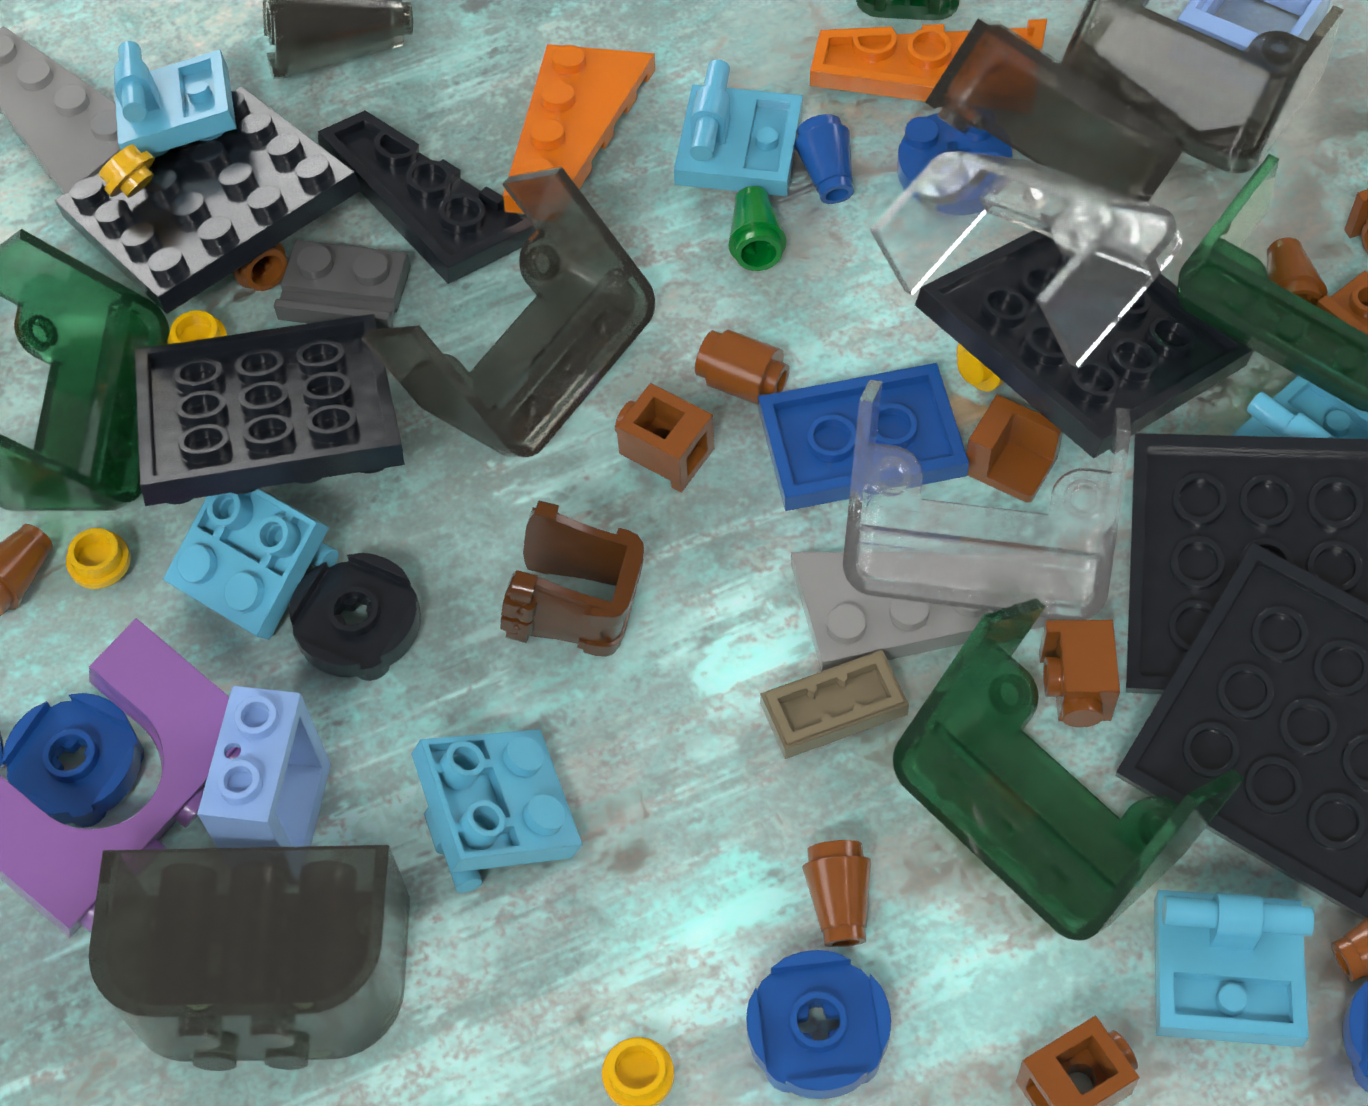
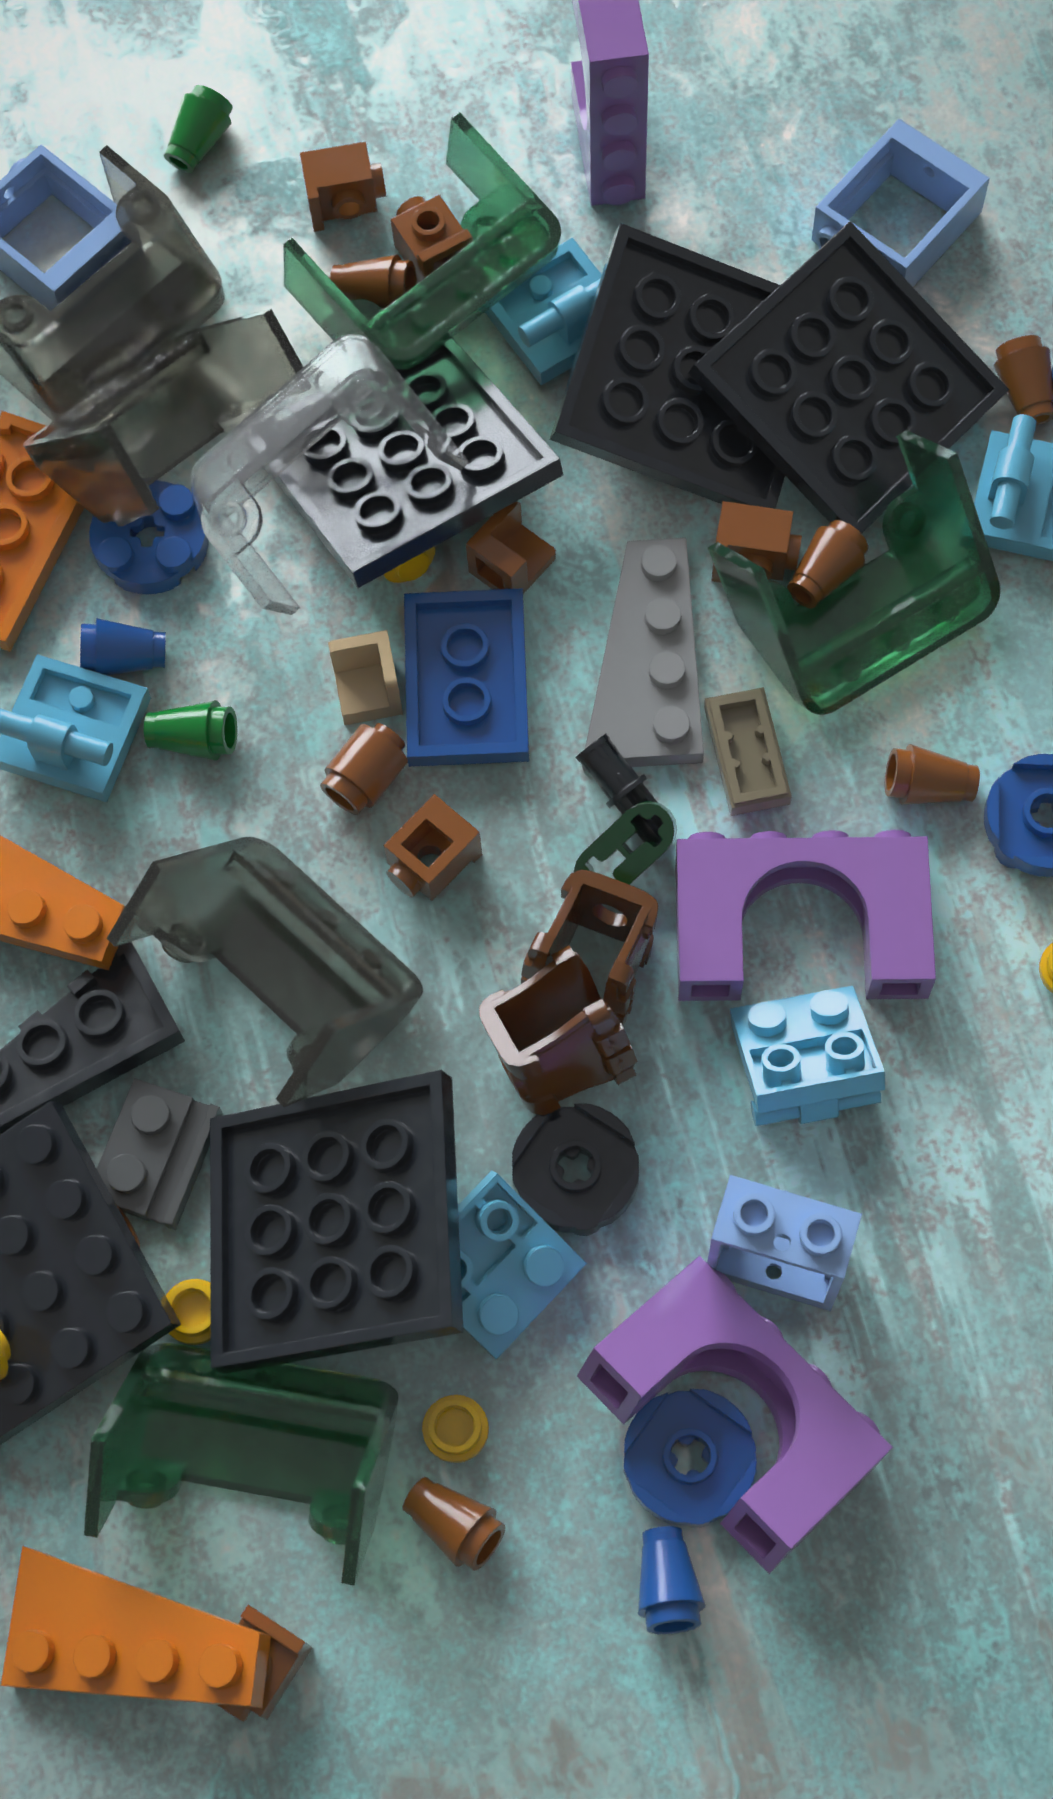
camera: 80 degrees left, 10 degrees up
(252, 950) = (944, 1271): clear smoke brick -> none
(482, 540) = (557, 1034): none -> reddish brown piece
(698, 856) = (877, 876): none -> medium lavender arch
(699, 589) = (620, 832): none -> dark green beam
(760, 594) = (620, 784): none -> black axle
(841, 352) = (365, 677): none -> tan panel
(975, 552) = (635, 578): clear windscreen -> none
(1076, 748) = (828, 562): none -> dark orange cone

